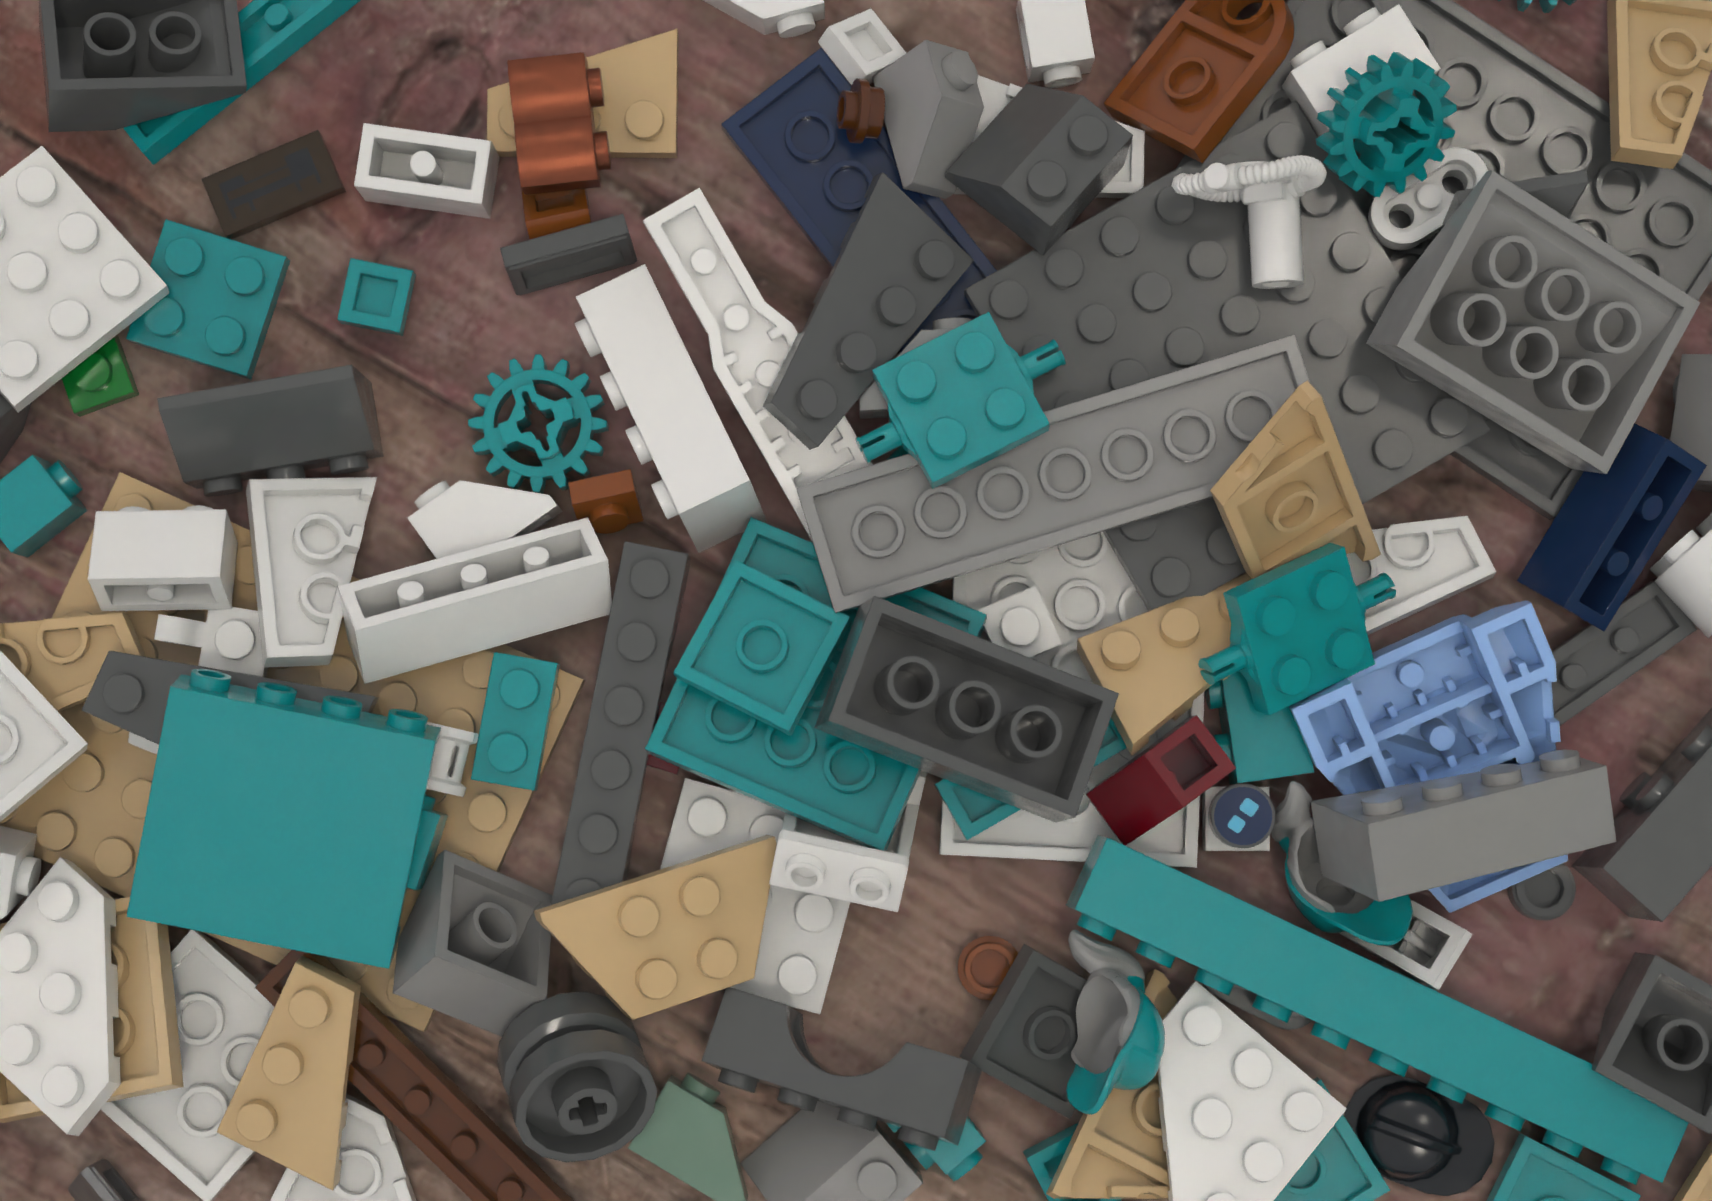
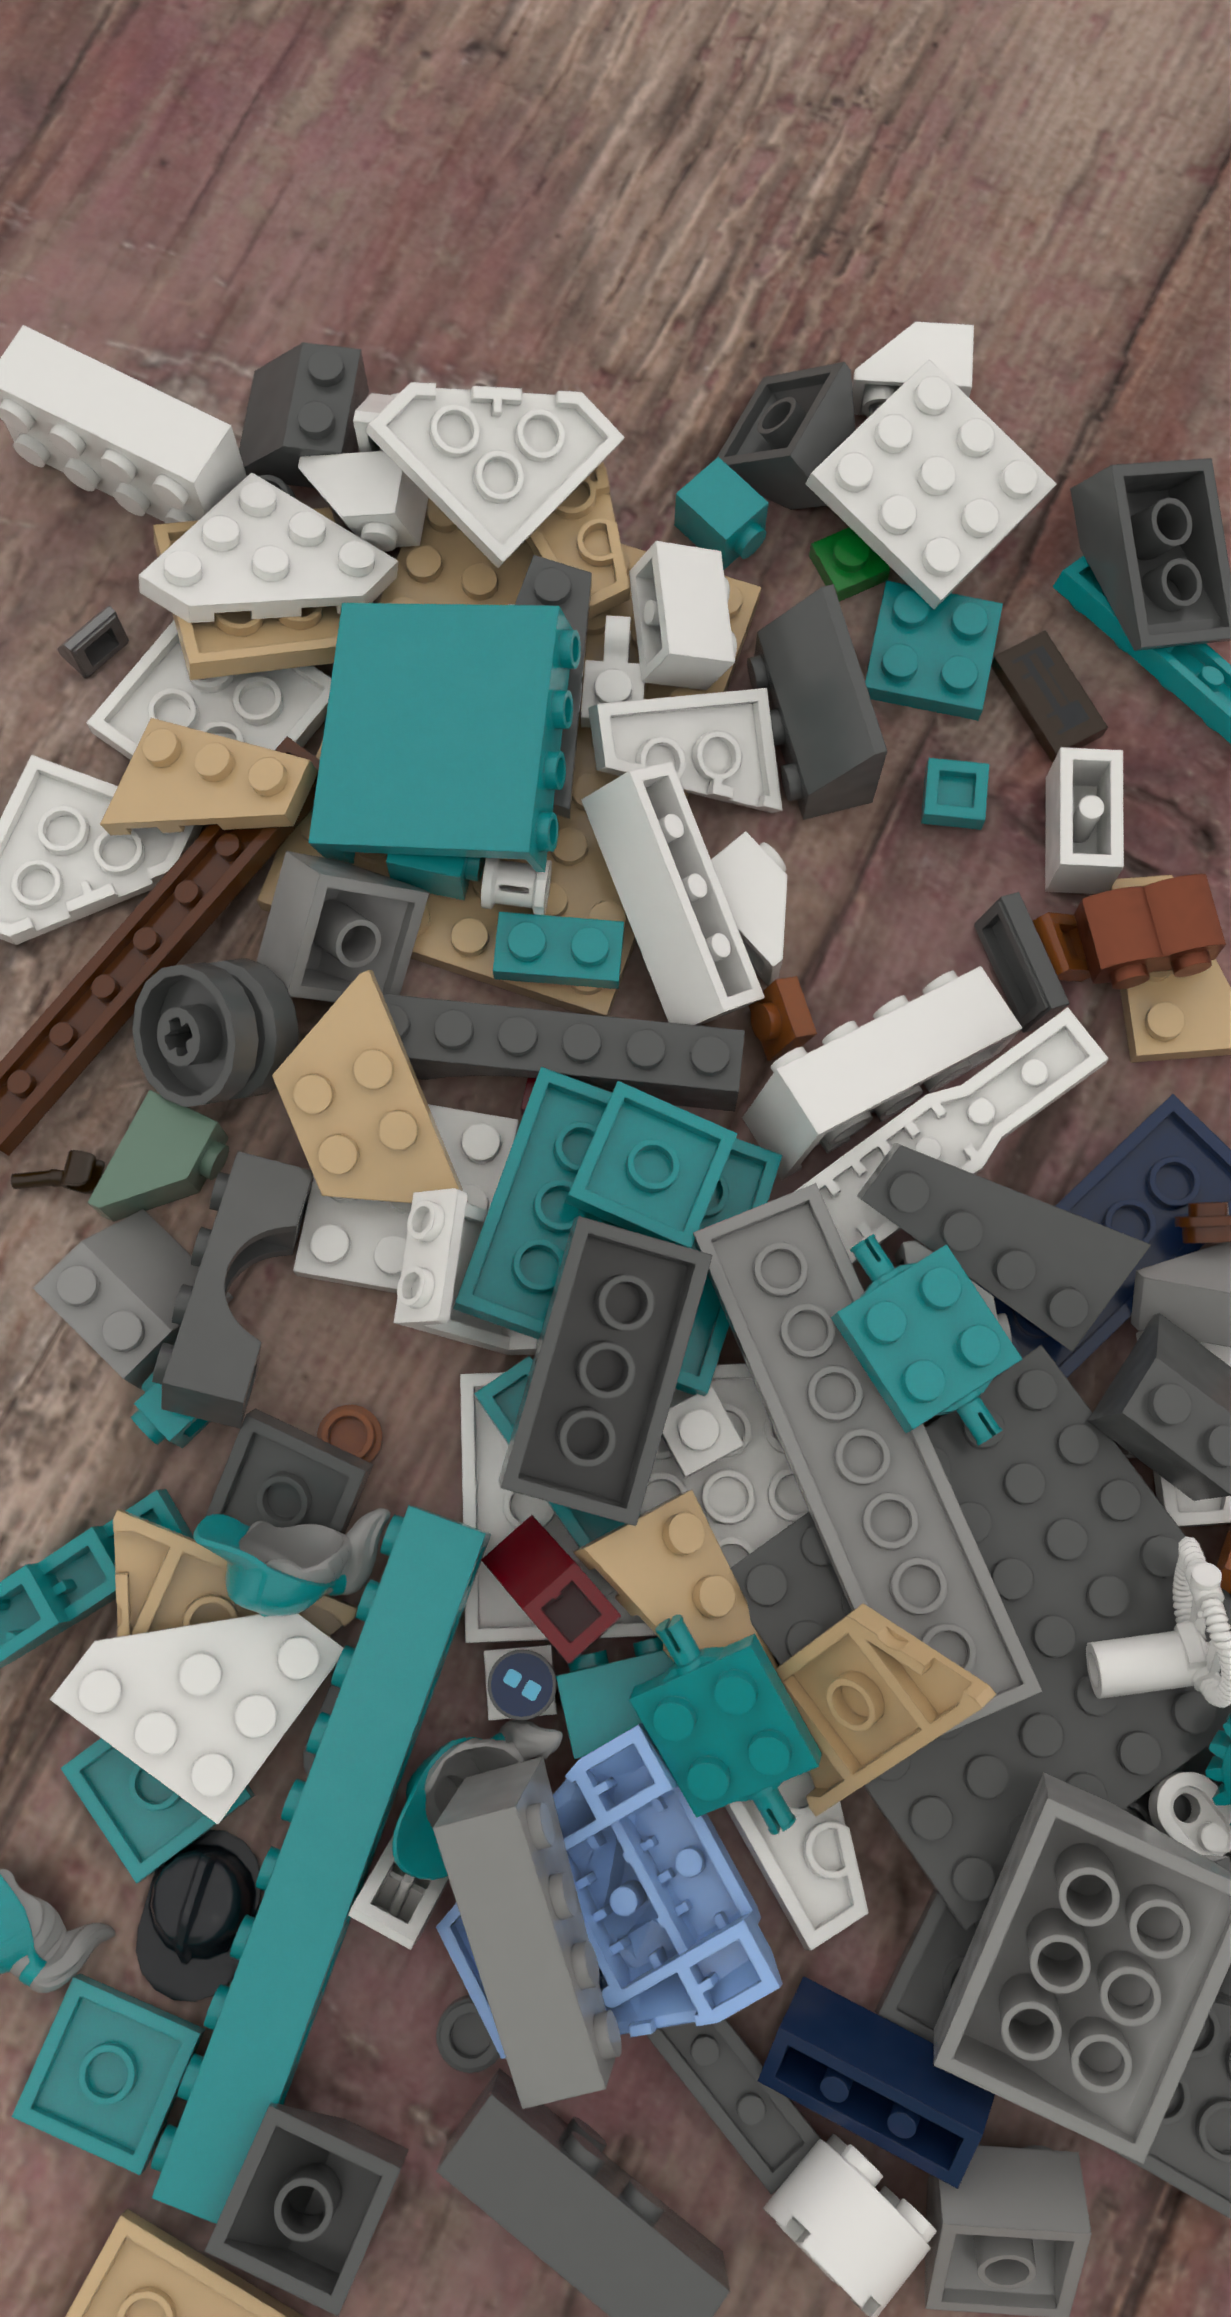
camera: 90 degrees right, 10 degrees down
(510, 434) = (857, 924): teal gear -> none

